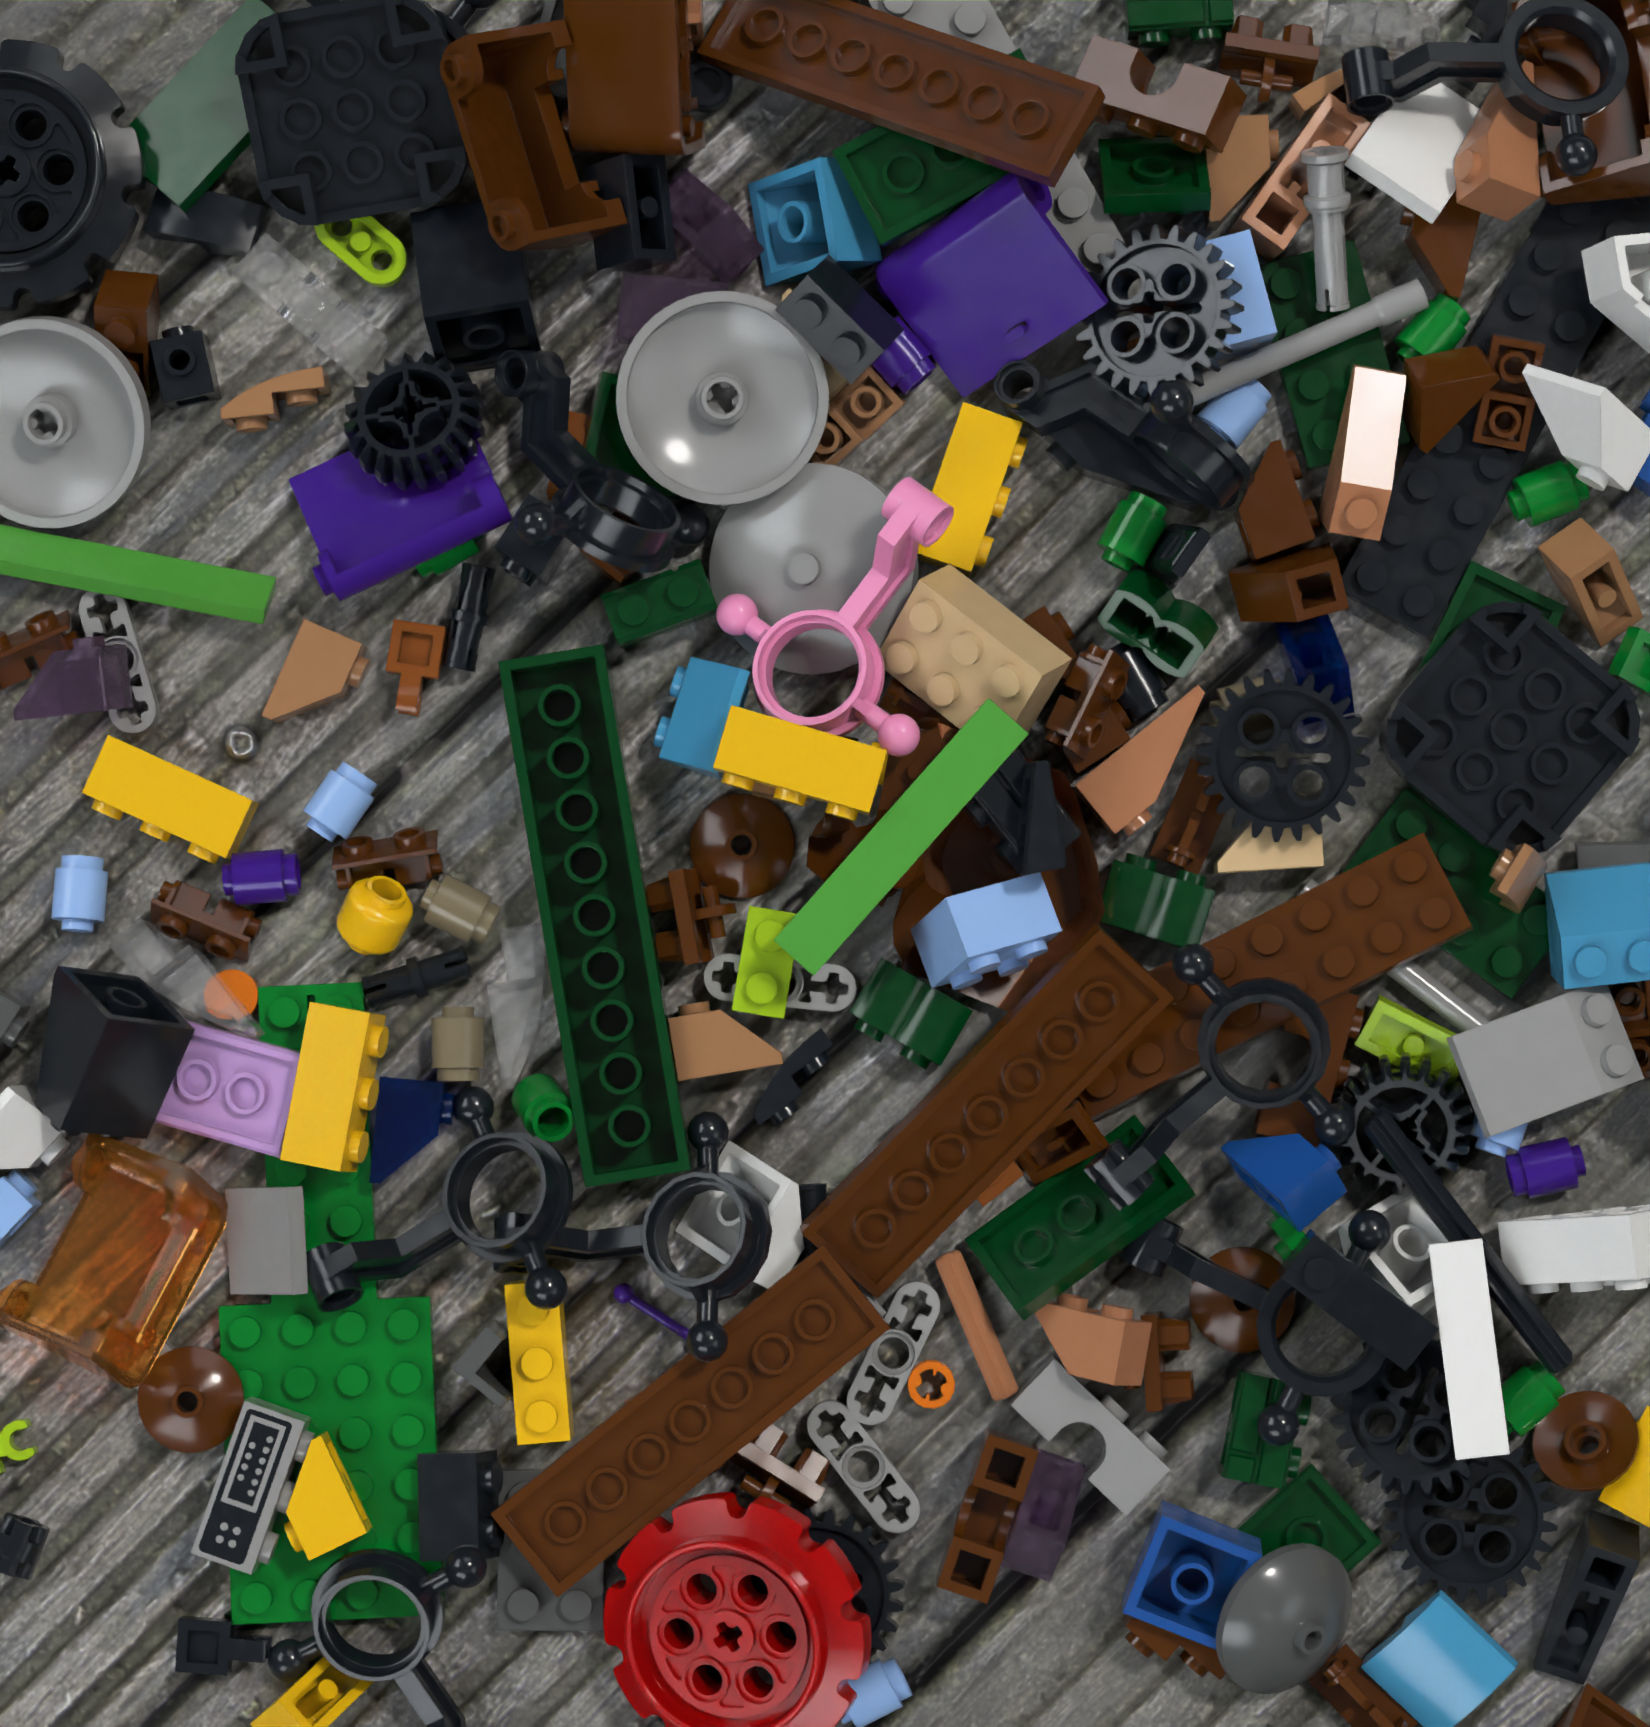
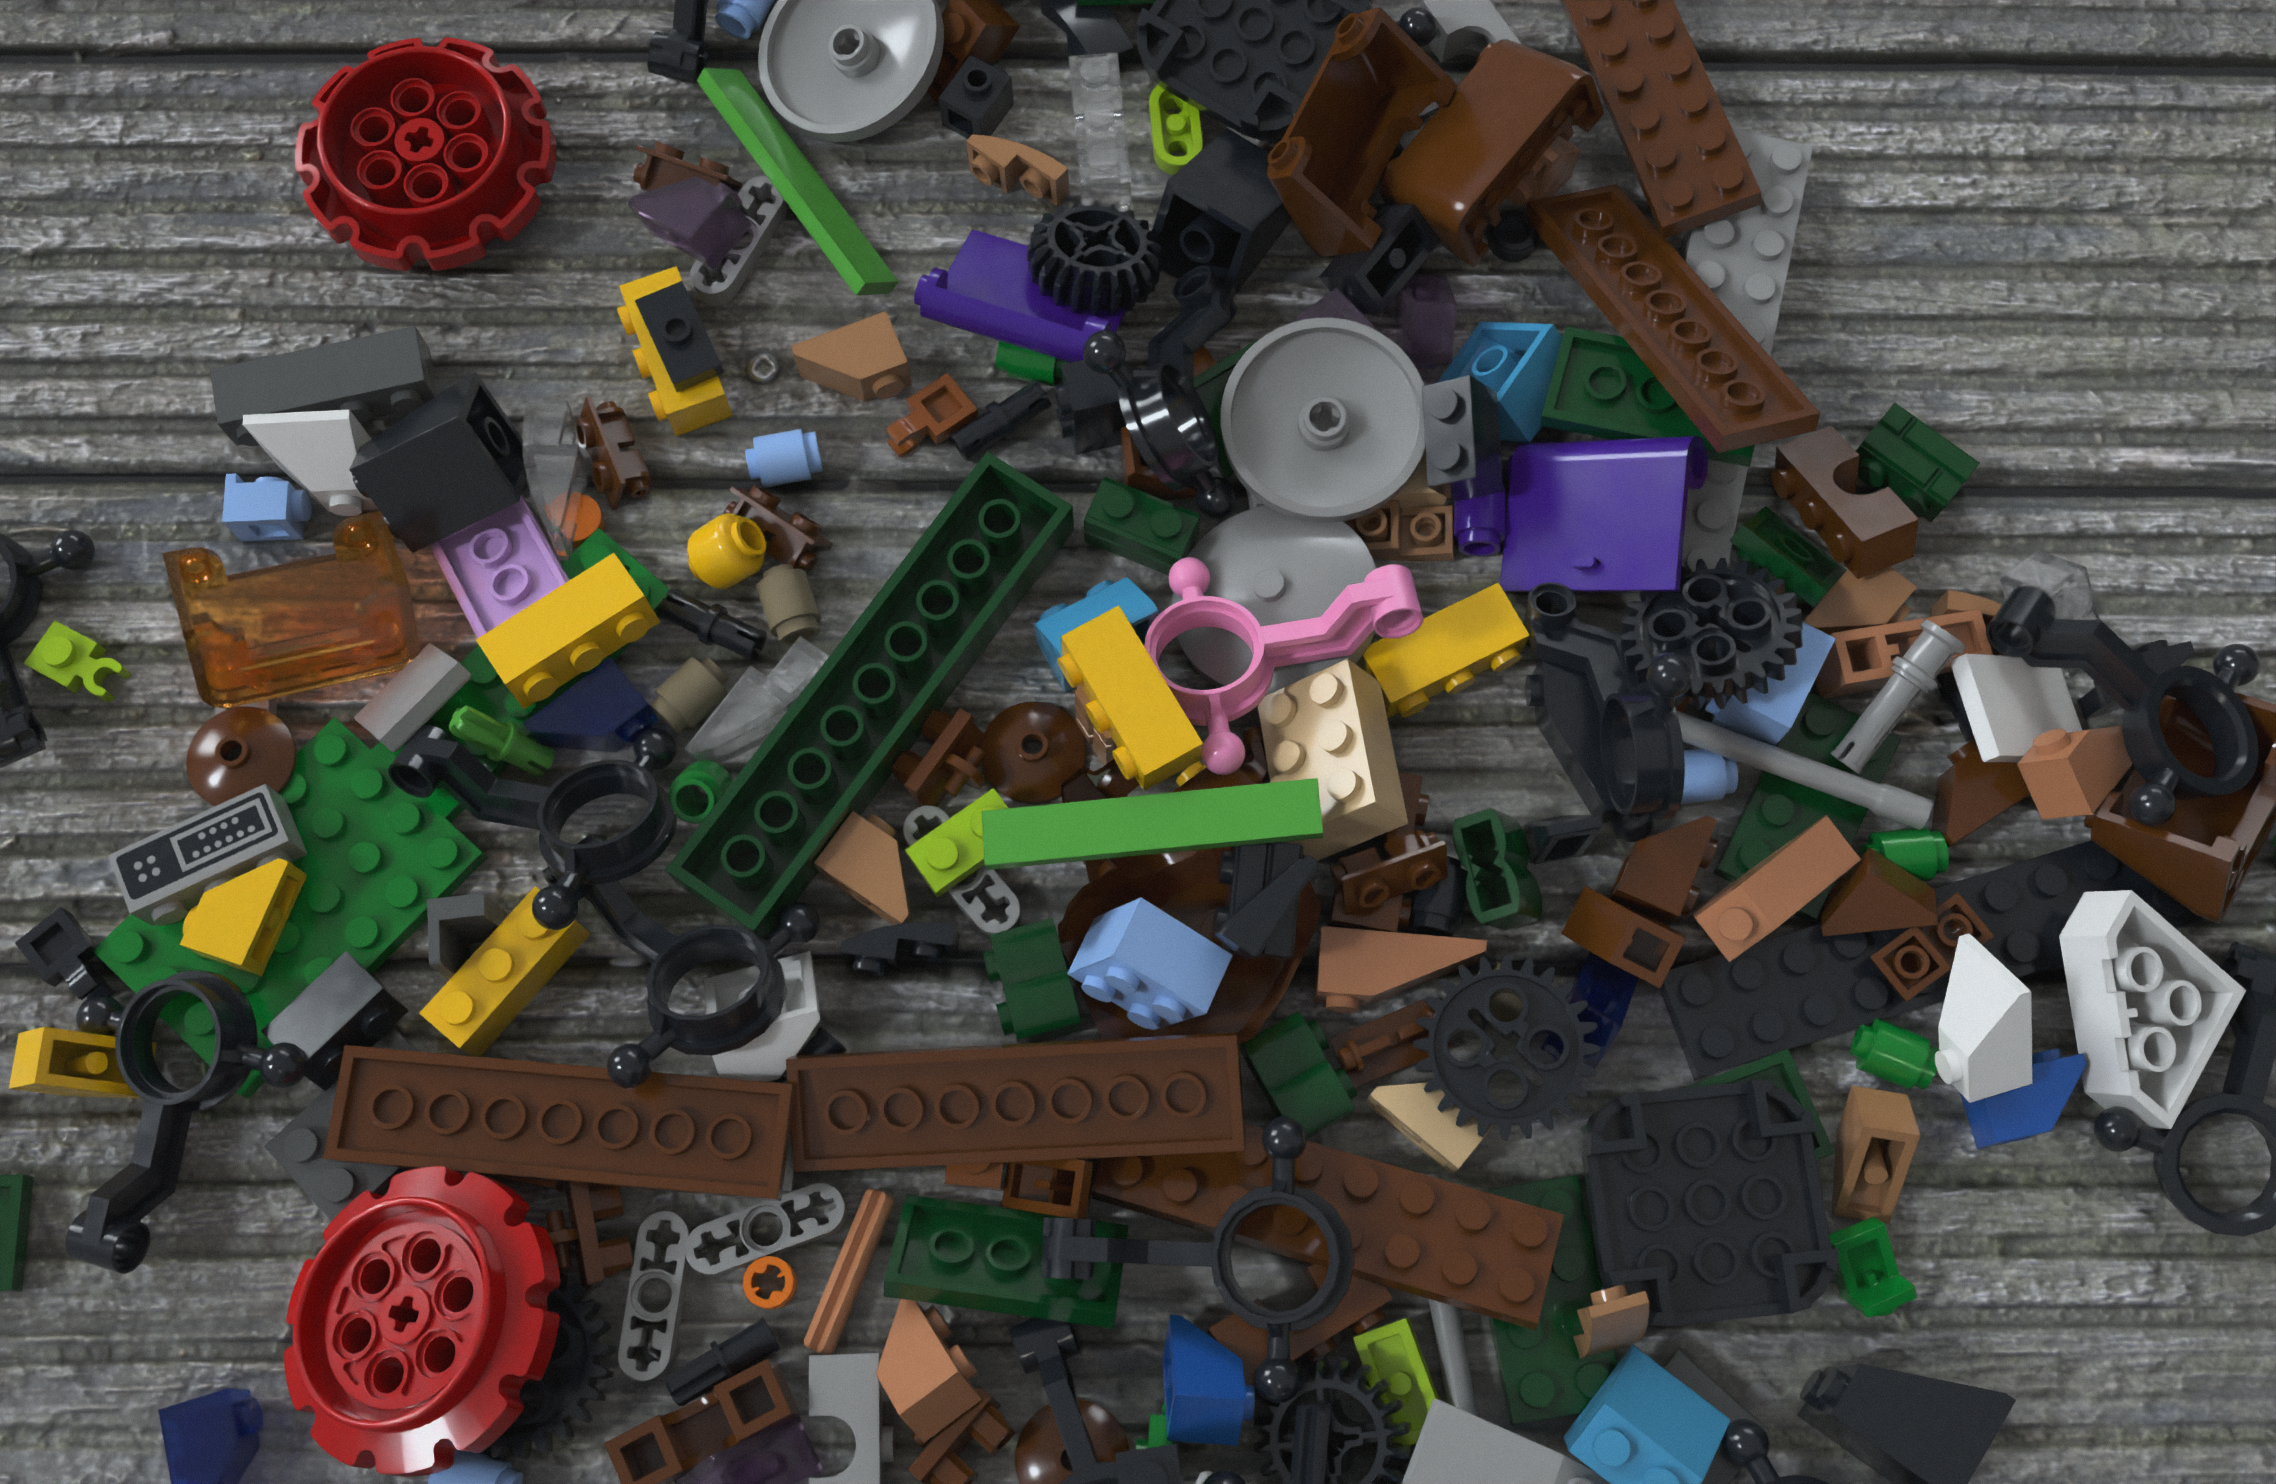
camera: 35 degrees right, 15 degrees down
(79, 893) = (550, 356): light blue brick -> none
(174, 790) = (679, 336): none -> black plate
(262, 876) = (680, 457): dark purple brick -> none
(367, 1208) = (501, 741): none -> bright green axle
(625, 1294) = (619, 989): dark purple hinge -> none
(952, 1464) = (721, 1362): none -> black axle
(1132, 531) = (1539, 790): green brick -> none
(1269, 61) = (1949, 557): reddish brown hips -> none

